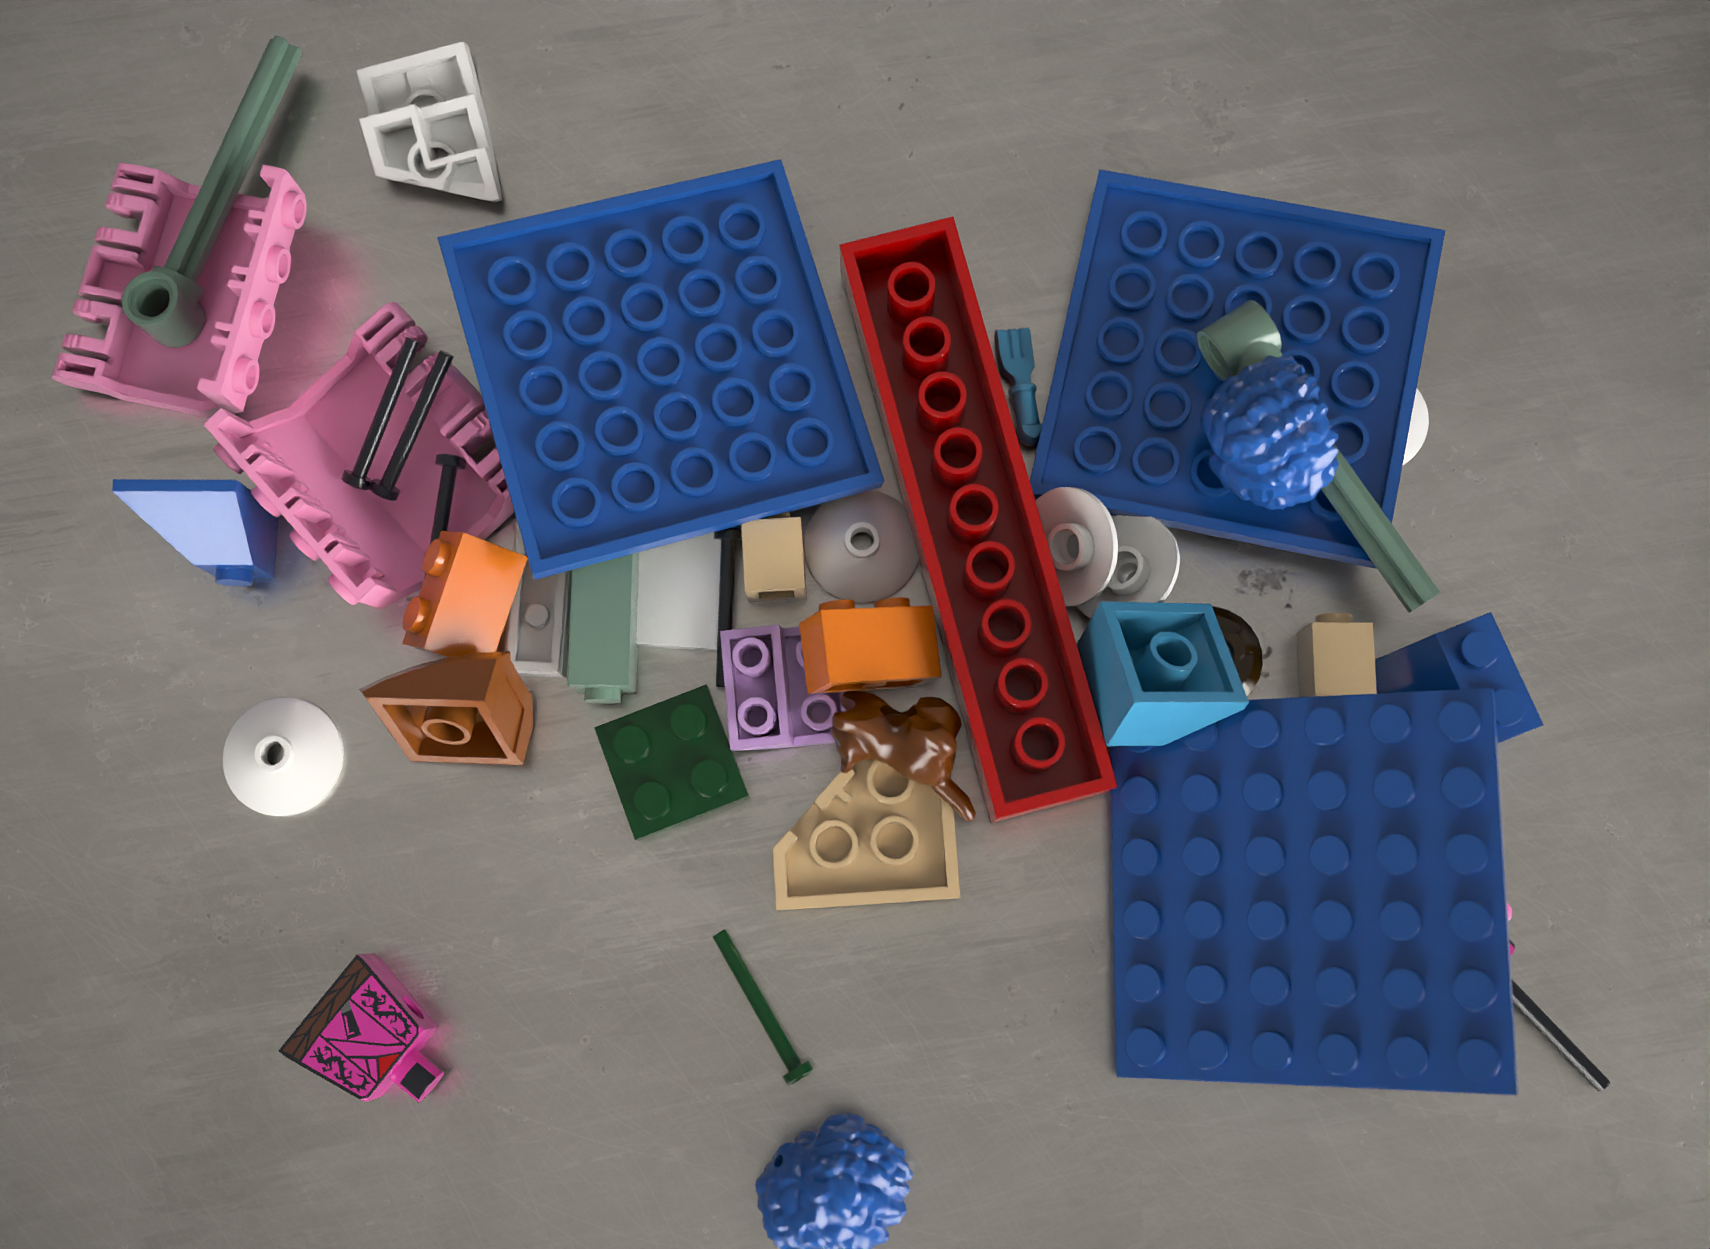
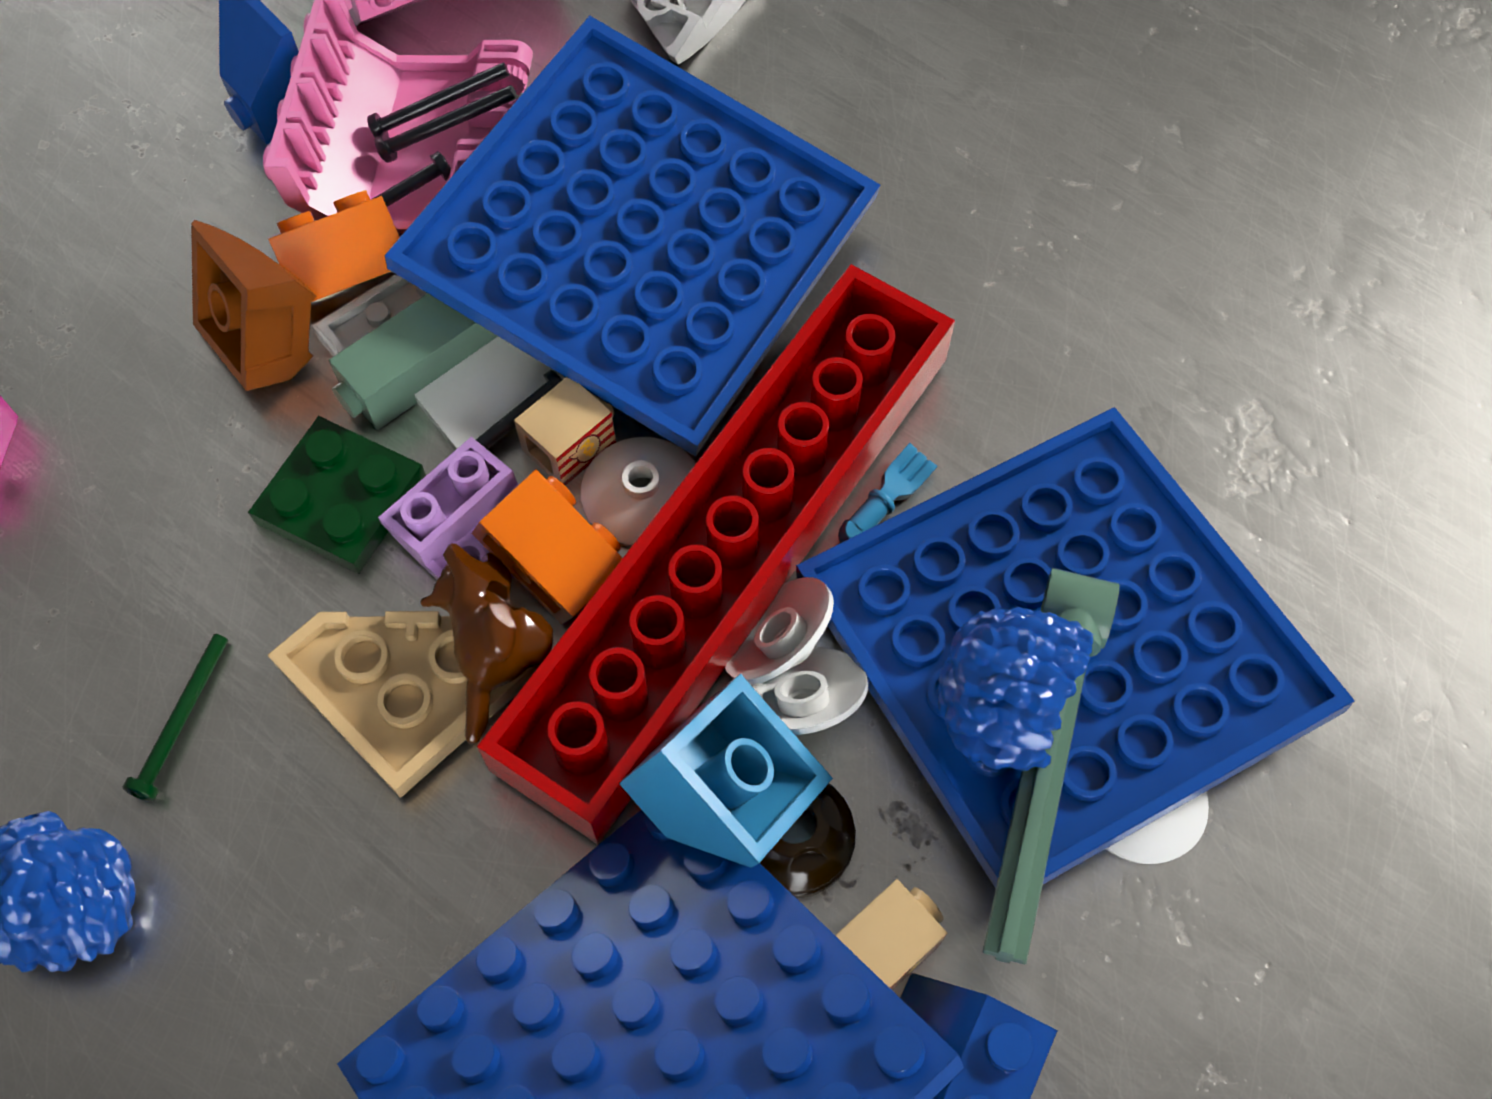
camera: 45 degrees right, 15 degrees down
(309, 761) = (130, 246): white dish -> none

